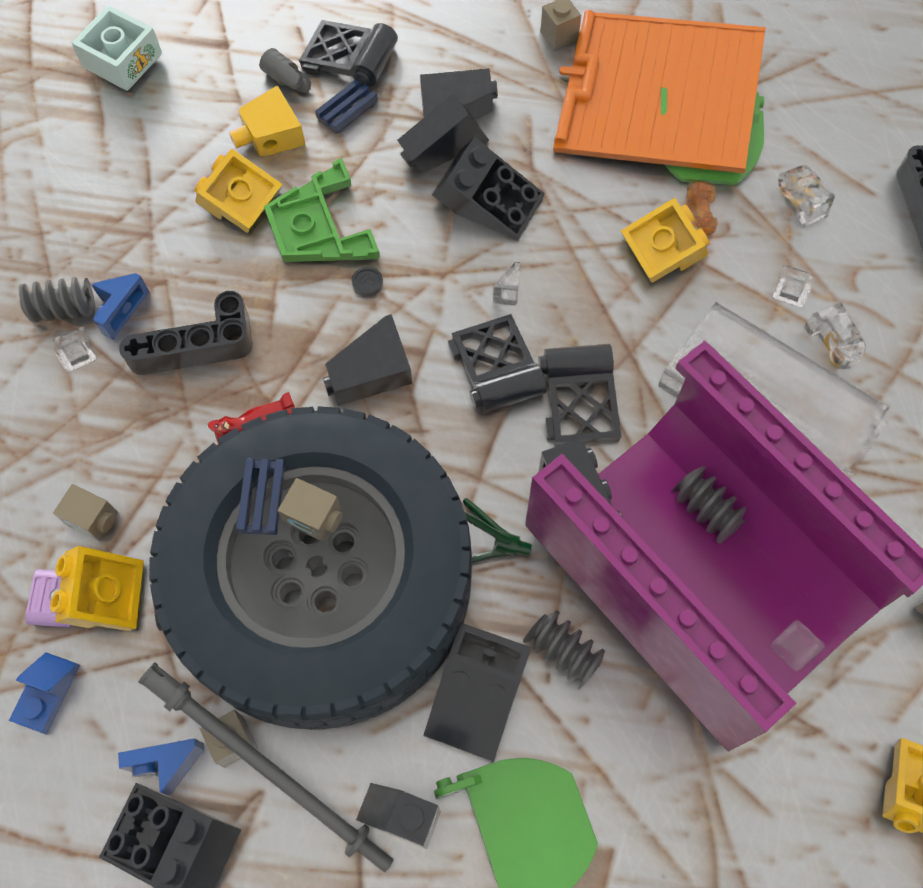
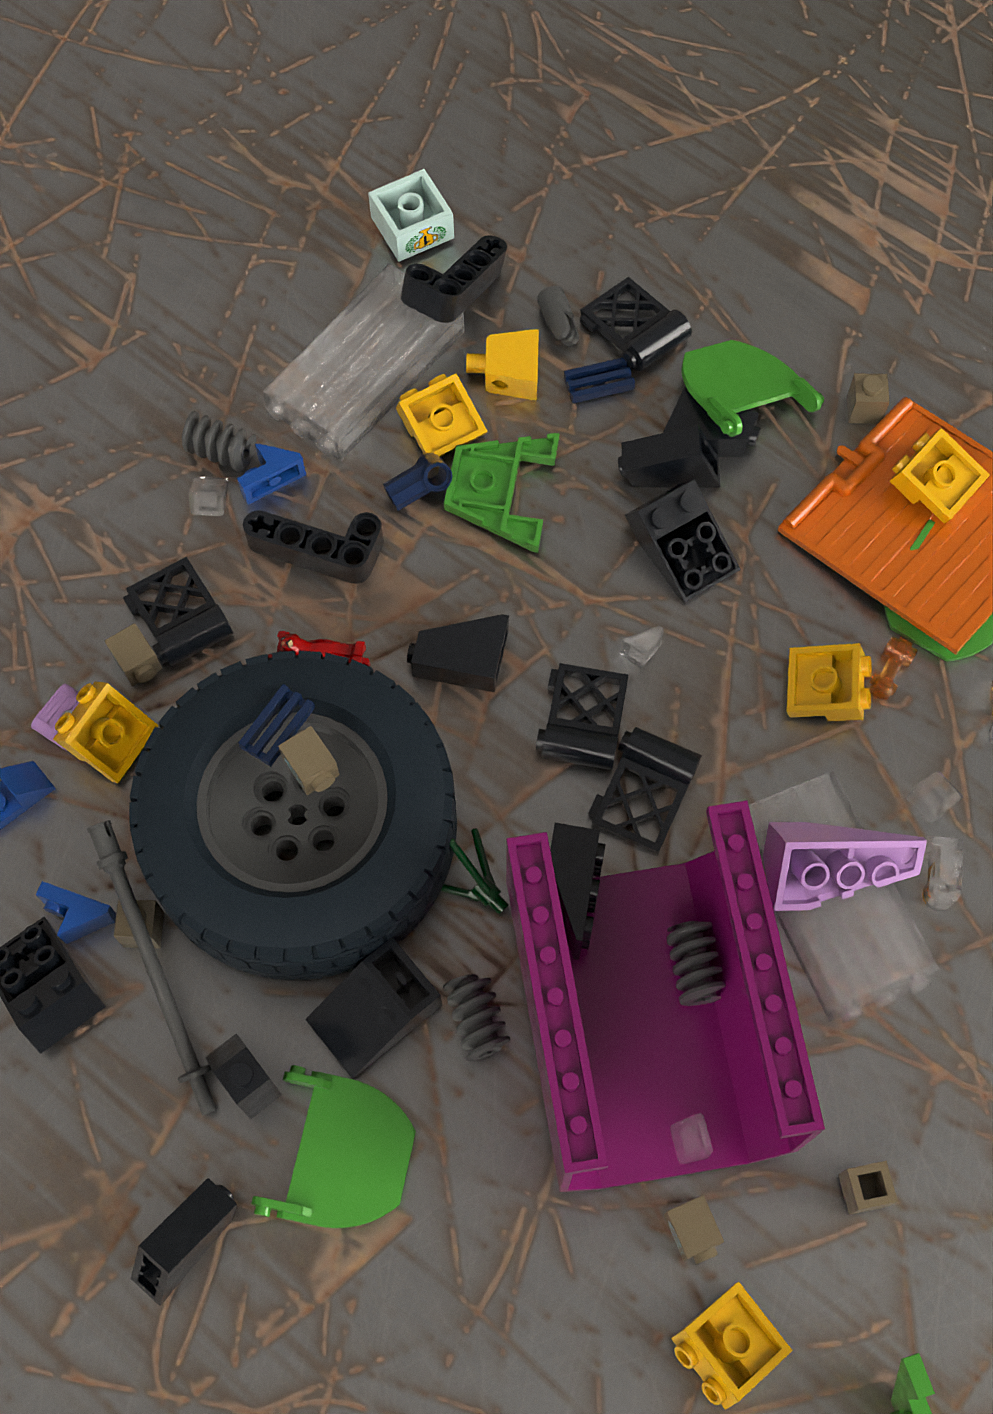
camera: 30 degrees right, 0 degrees up
(122, 466) = (190, 628): none -> black piece
(145, 180) = (358, 366): none -> clear brick
(190, 86) = (451, 293): none -> black beam
(247, 251) = (414, 482): none -> dark blue piece
(367, 281) = (512, 570): black piece -> none
(459, 52) = (741, 377): none -> bright green piece
(649, 49) = (938, 475): none -> yellow plate
(780, 355) = (823, 861): none -> lavender wedge
(842, 717) = (694, 1230): none -> dark tan brick

